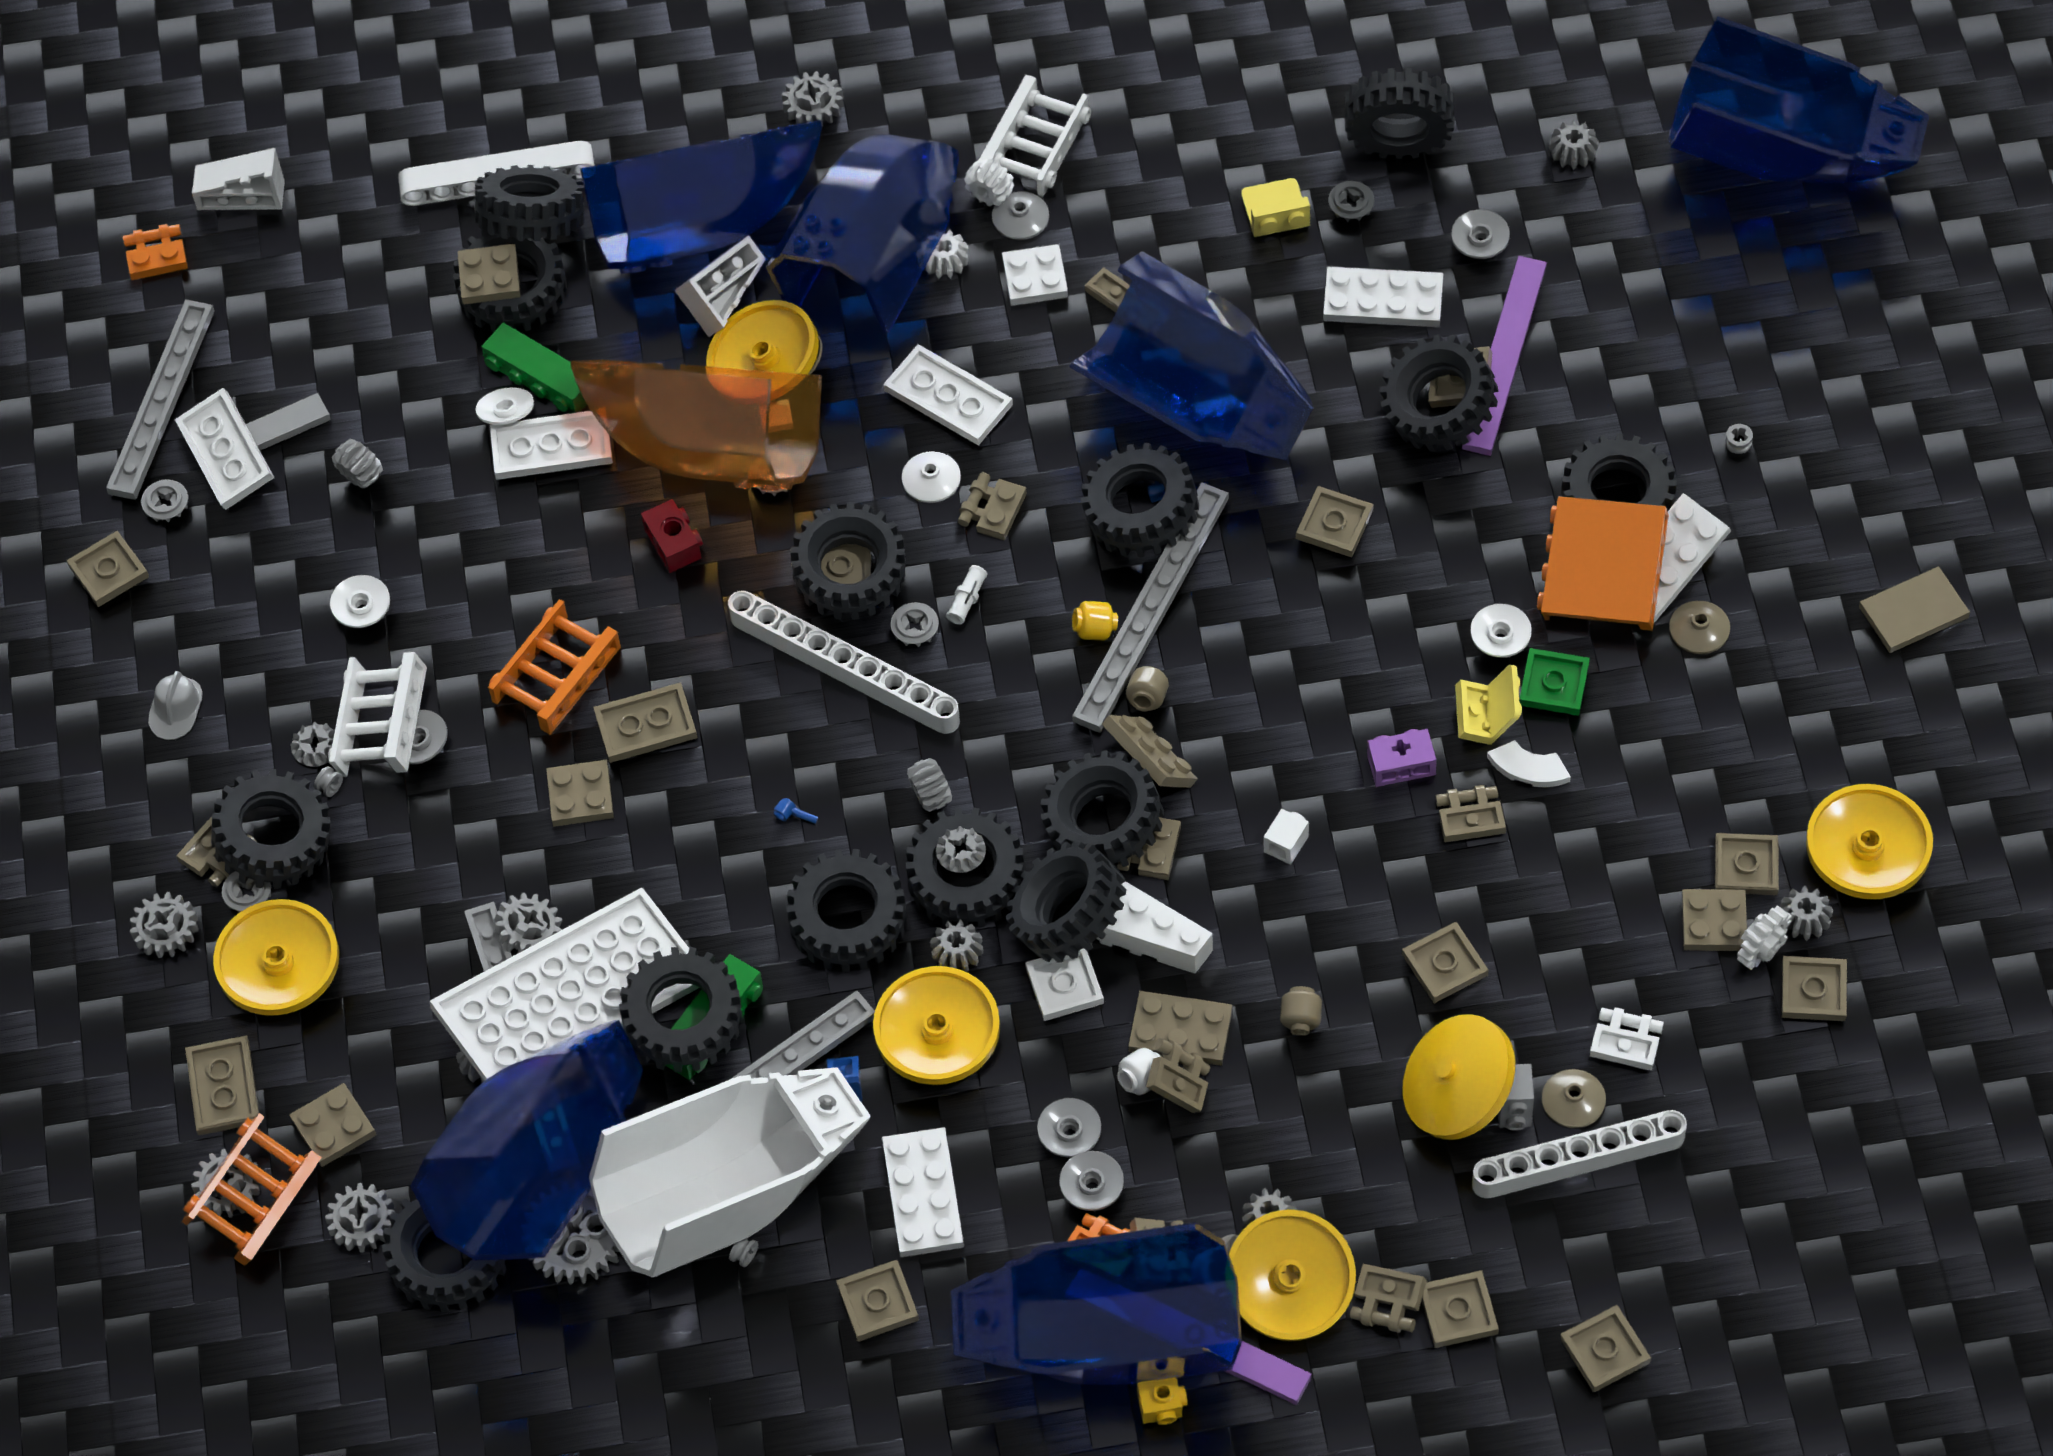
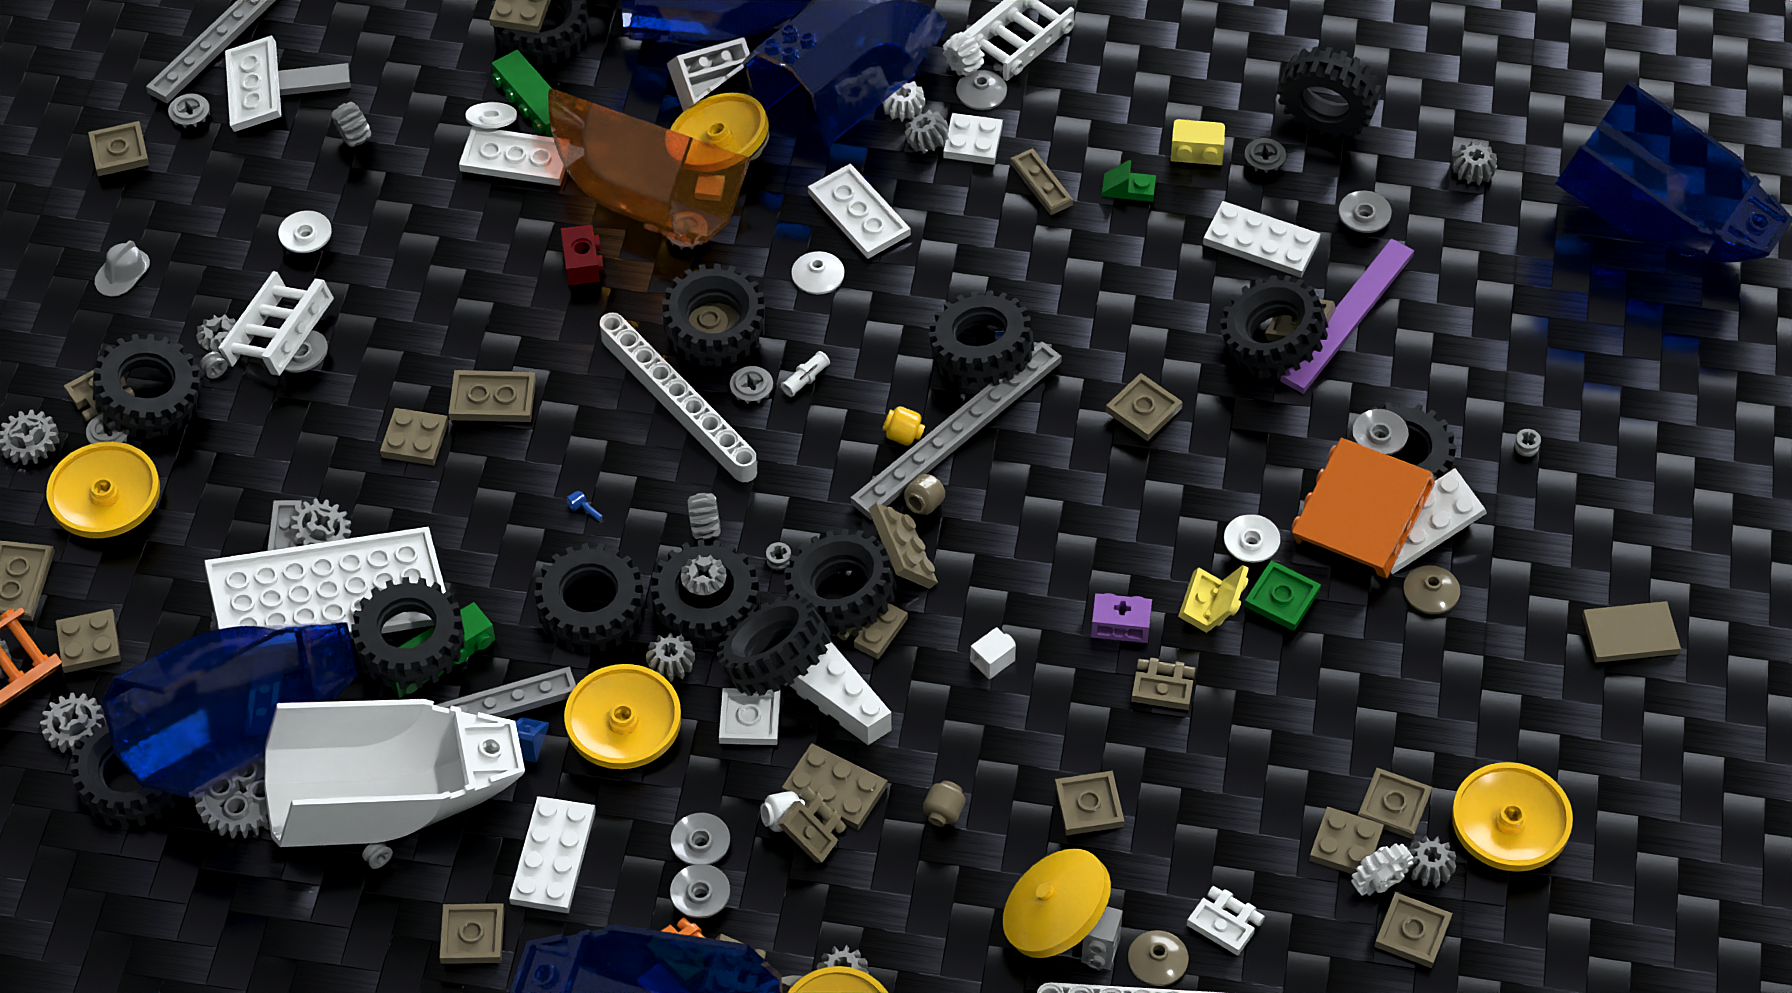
camera: 15 degrees right, 5 degrees down
(567, 690) = (448, 348): orange fence -> none
(985, 282) = (927, 131): none -> light grey gear
(1000, 510) = (863, 315): dark tan plate -> none
(1021, 793) = (778, 548): none -> light grey bush
(1196, 364) = (1072, 240): clear blue windscreen -> none
(1223, 277) = (1127, 185): none -> green slope
(1528, 767) = (1231, 661): white tile -> none
(1594, 468) = (1382, 424): none -> light grey dish

